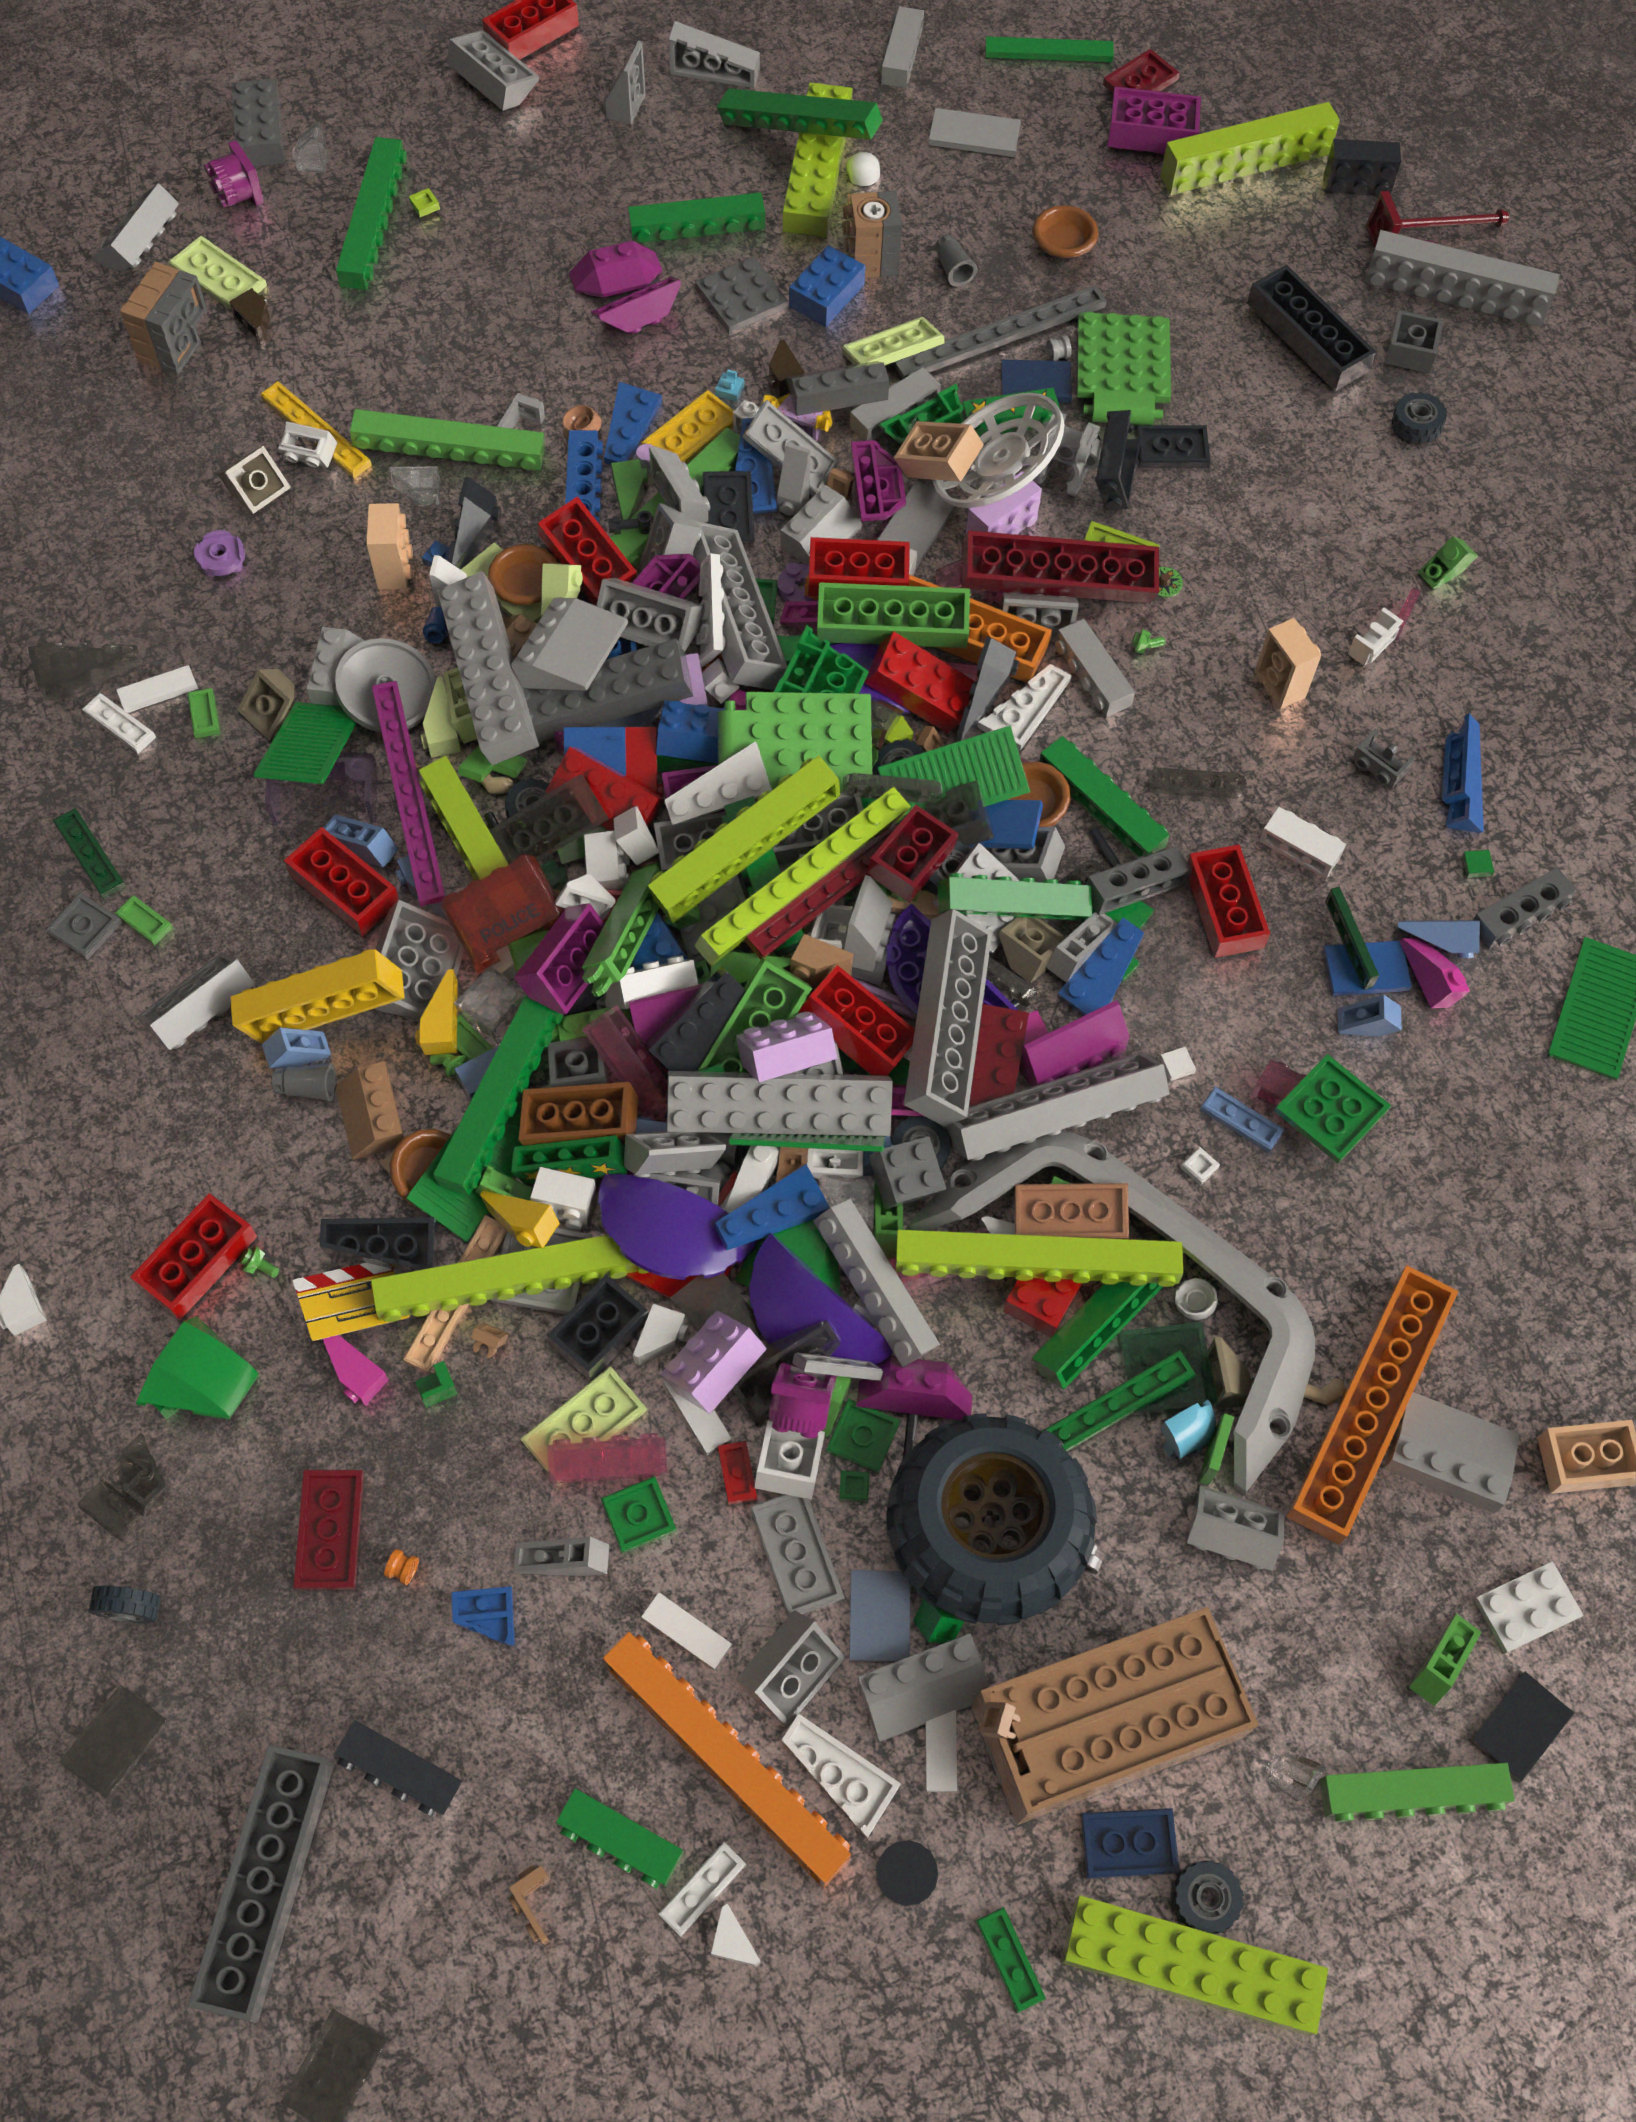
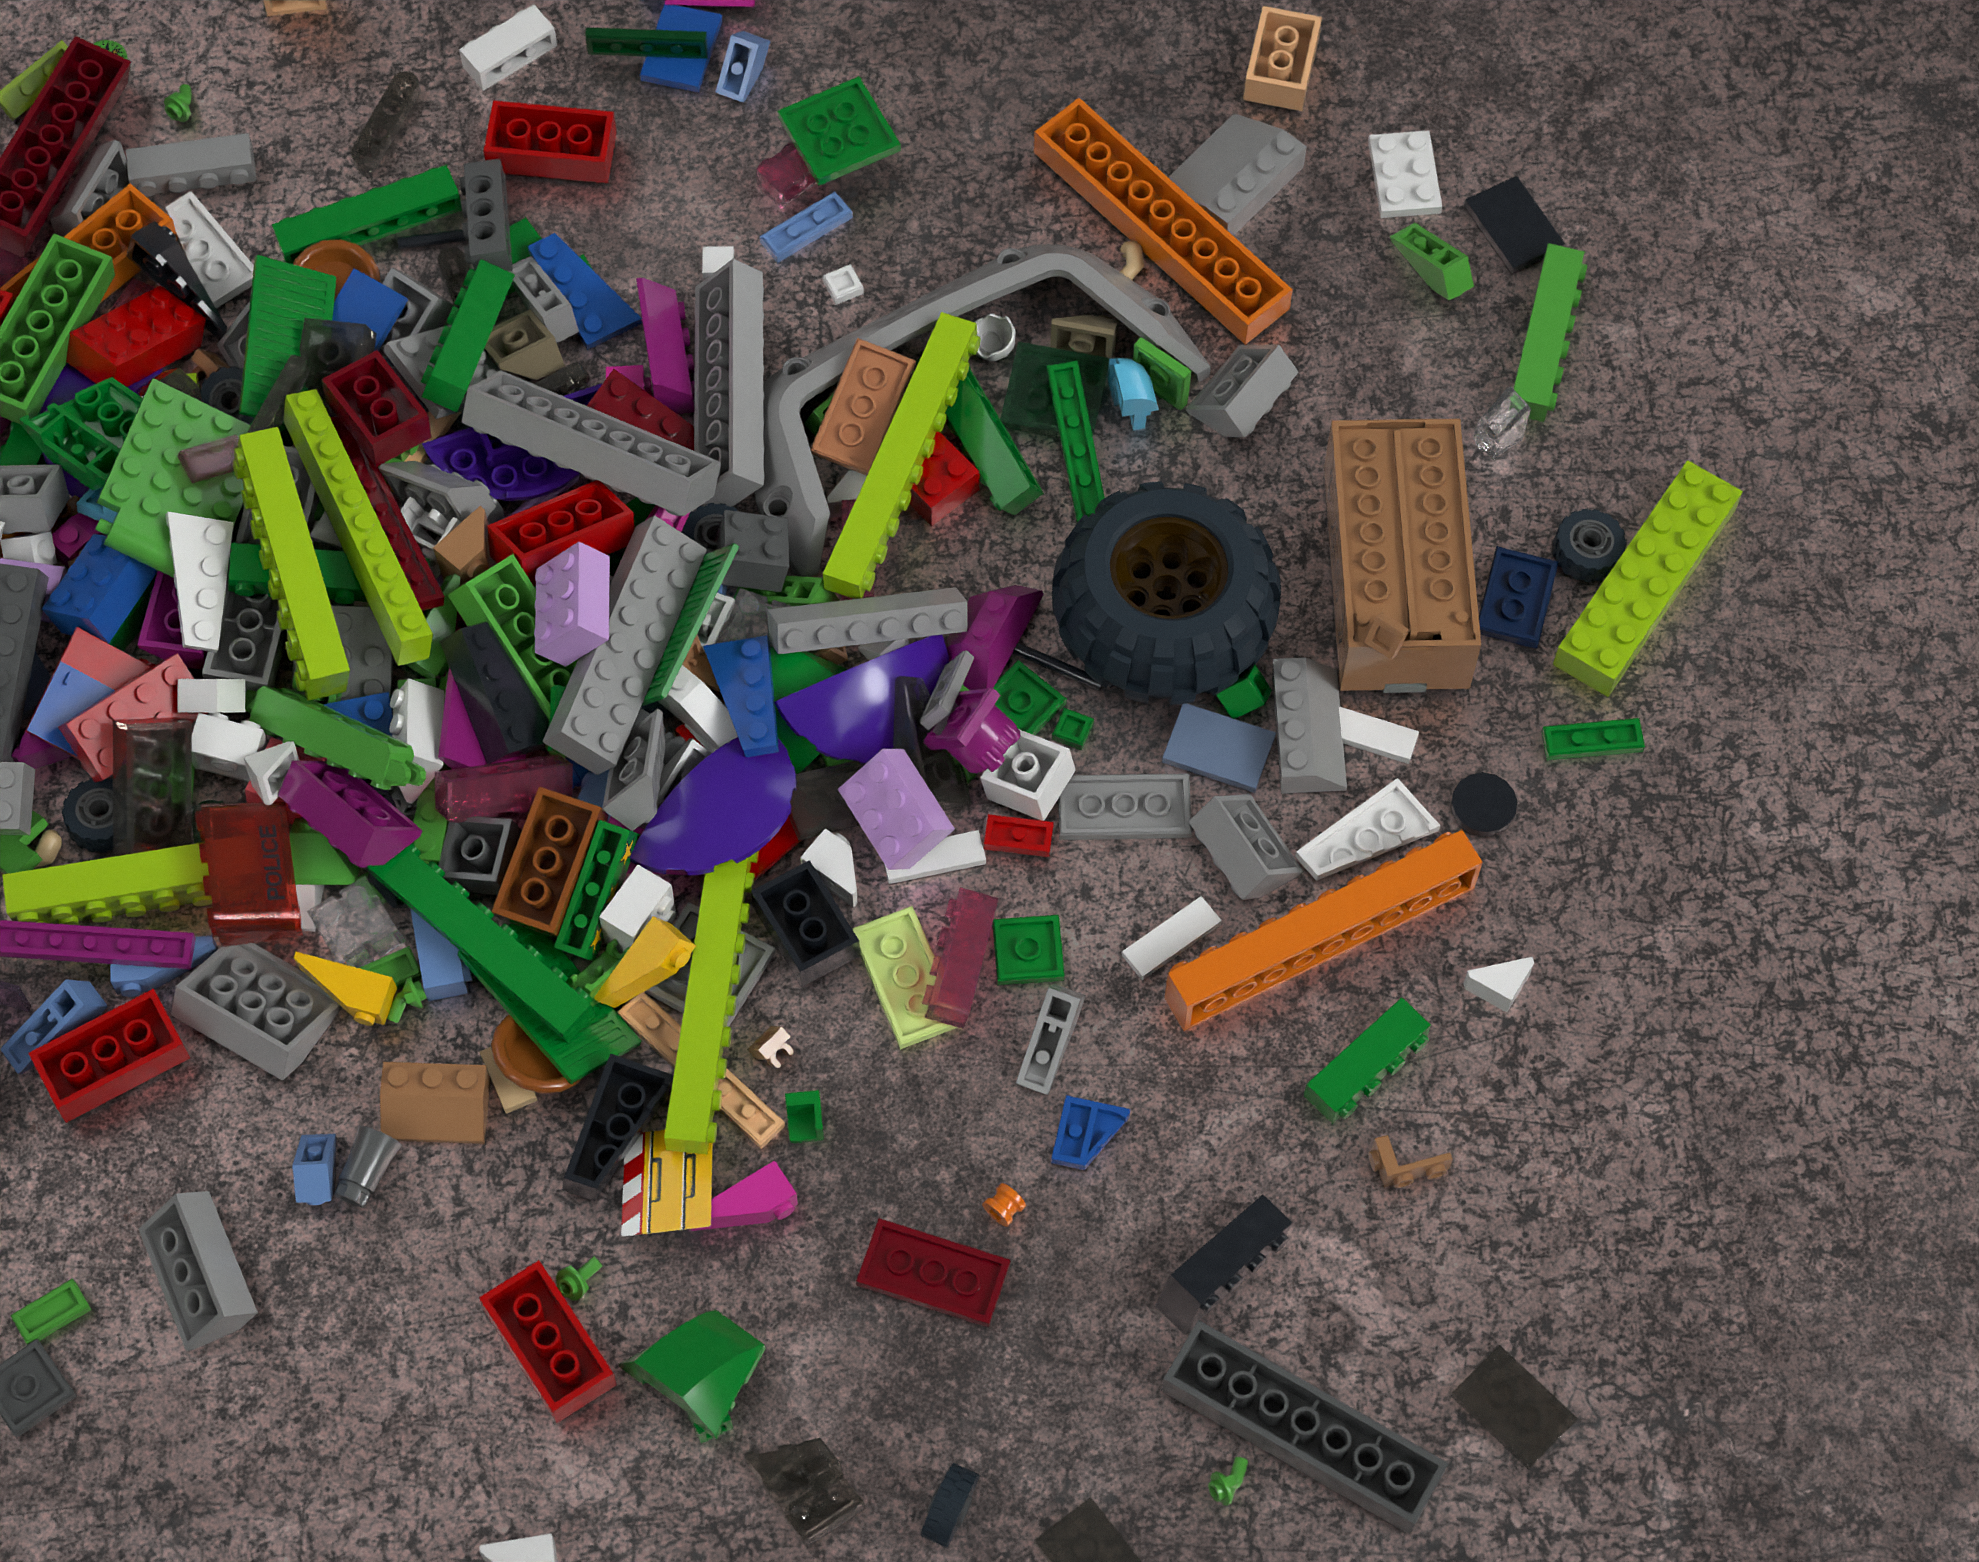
camera: 70 degrees left, 0 degrees up
(199, 1830) = (1223, 1487): none -> bright green plate
(318, 995) = (273, 1106): yellow brick -> none
(702, 1889) = (1440, 1000): white tile -> none
(815, 746) = (209, 458): none -> tile

